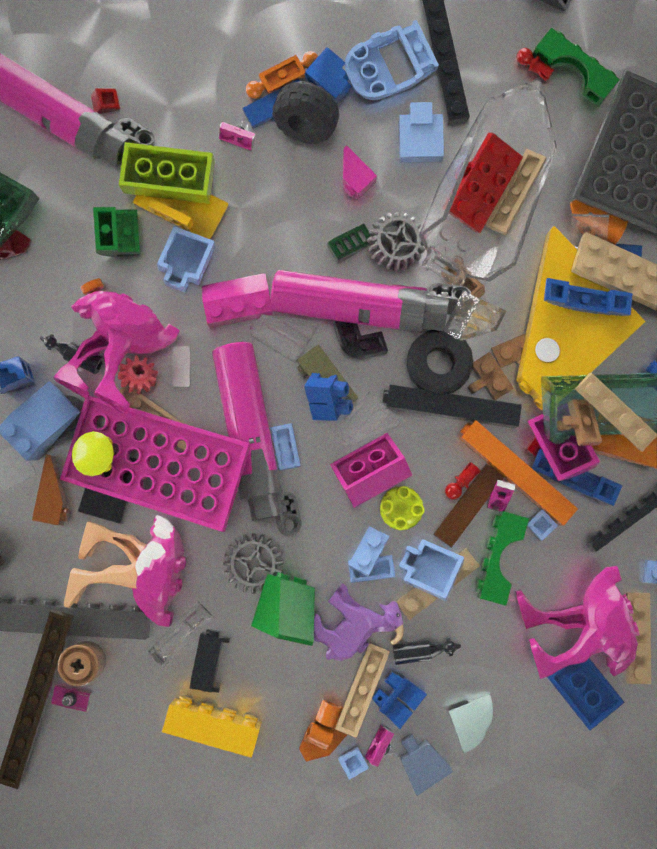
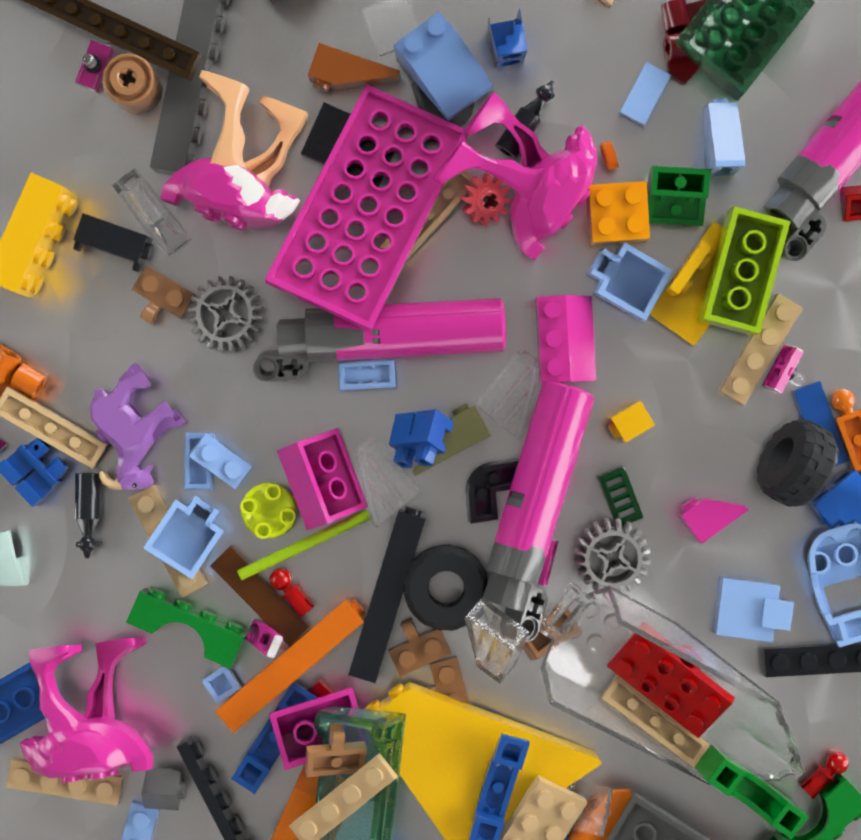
camera: 100 degrees right, 5 degrees up
(42, 267) = (644, 94): none -> light blue tile
(68, 203) = (722, 138): none -> light blue slope
(93, 454) = (390, 130): neon yellow dish -> none
(136, 272) = (618, 213): none -> light orange brick
(181, 366) = (490, 256): white sticker -> none
(227, 155) = (760, 350): none -> tan plate
(242, 616) = (162, 294): none -> medium nougat plate
(286, 609) = (159, 347): green slope -> none
(293, 242) = (630, 422): none -> yellow brick
(437, 496) = (303, 545): none -> lime piece
(547, 350) = (439, 727): white sticker -> none
(556, 113) = (751, 790): none -> green arch
(631, 557) = (163, 789): none -> dark grey brick

